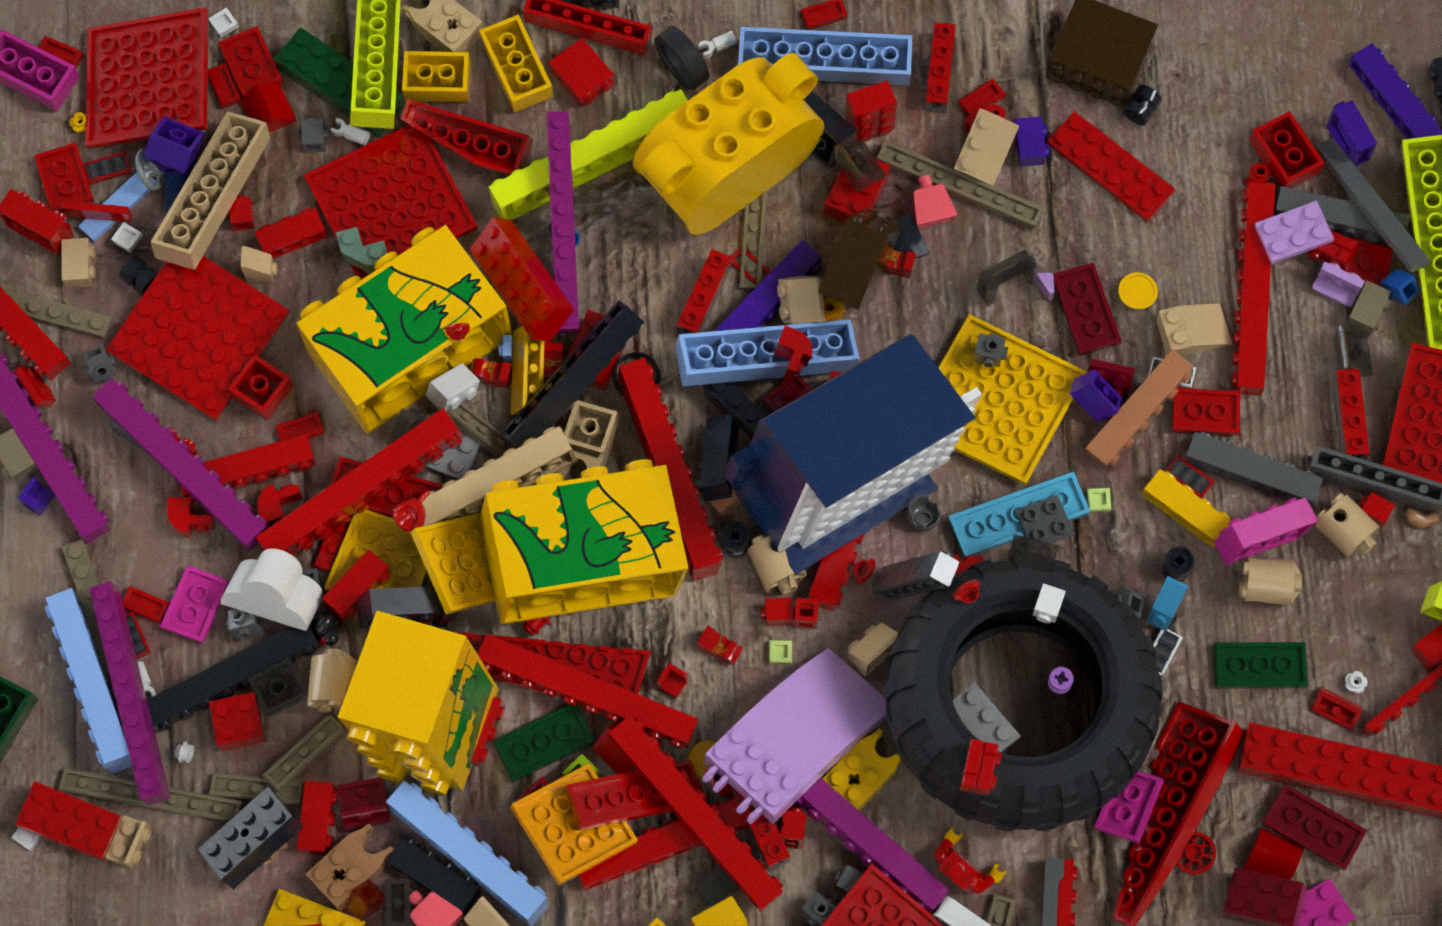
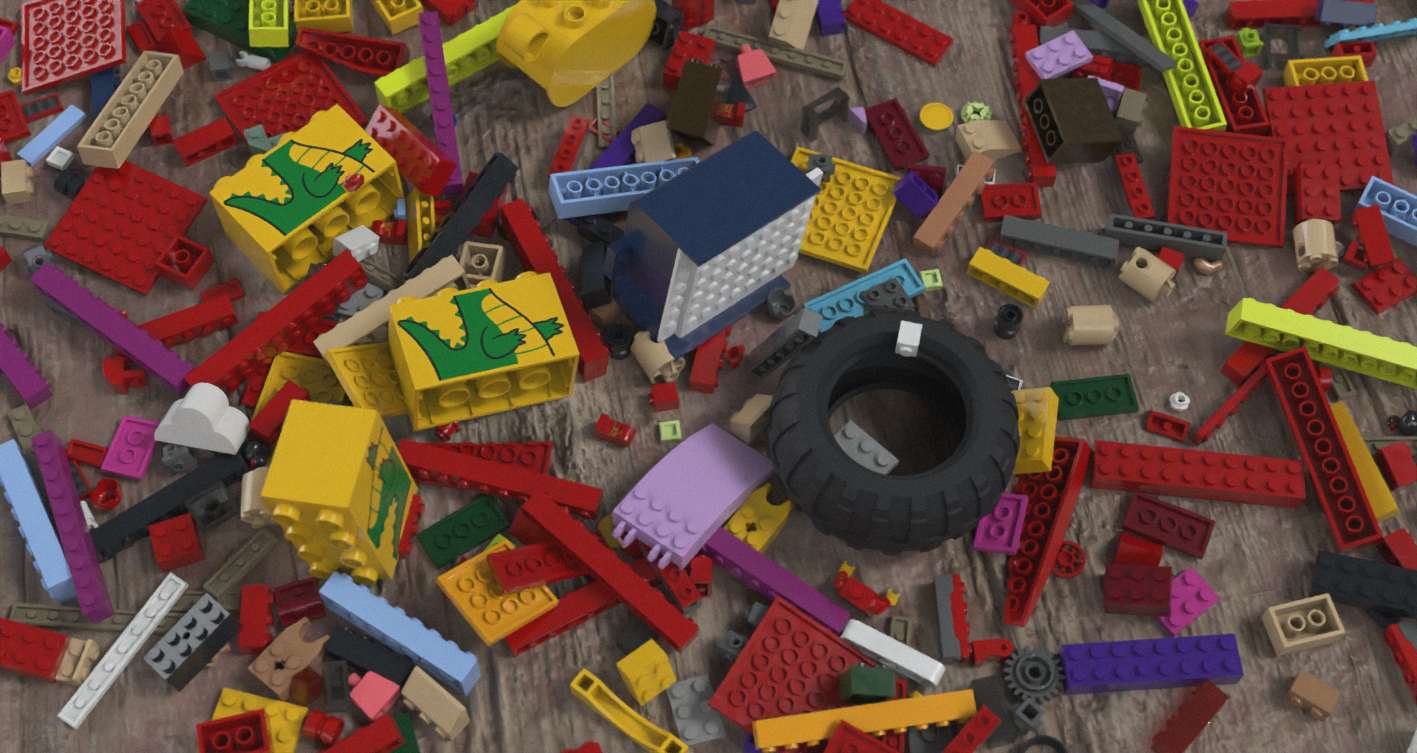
camera: 10 degrees left, 10 degrees down
(97, 211) = (33, 138): red tile -> none
(165, 657) = (106, 495): none -> red hair
(168, 151) = (91, 81): dark purple piece -> none
(177, 835) = (123, 651): none -> white tile
(184, 752) = (128, 576): white plate -> none
(257, 266) = (176, 166): tan slope -> none
(271, 502) = (200, 352): red brick -> none
(410, 513) = (323, 338): red piece -> none
(672, 681) = (576, 464): red panel -> none
(796, 348) = (650, 174): red brick -> none
(806, 613) = (689, 394): red brick -> none
(858, 164) = (687, 38): clear smoke slope -> none
(968, 591) = (834, 337): red piece -> none
(980, 766) = (868, 482): red brick -> none
(1057, 684) = (925, 404): medium lavender wheel -> none
(1167, 603) = (1006, 348): dark azure slope -> none
(1182, 298) = (967, 112): none -> yellowish green gear
(1186, 692) = (1036, 428): none -> yellow brick
(1265, 530) = (1079, 283): dark pink brick -> none
(1294, 322) = (1072, 120): none -> dark brown brick
(1402, 286) = (1156, 90): blue brick -> none

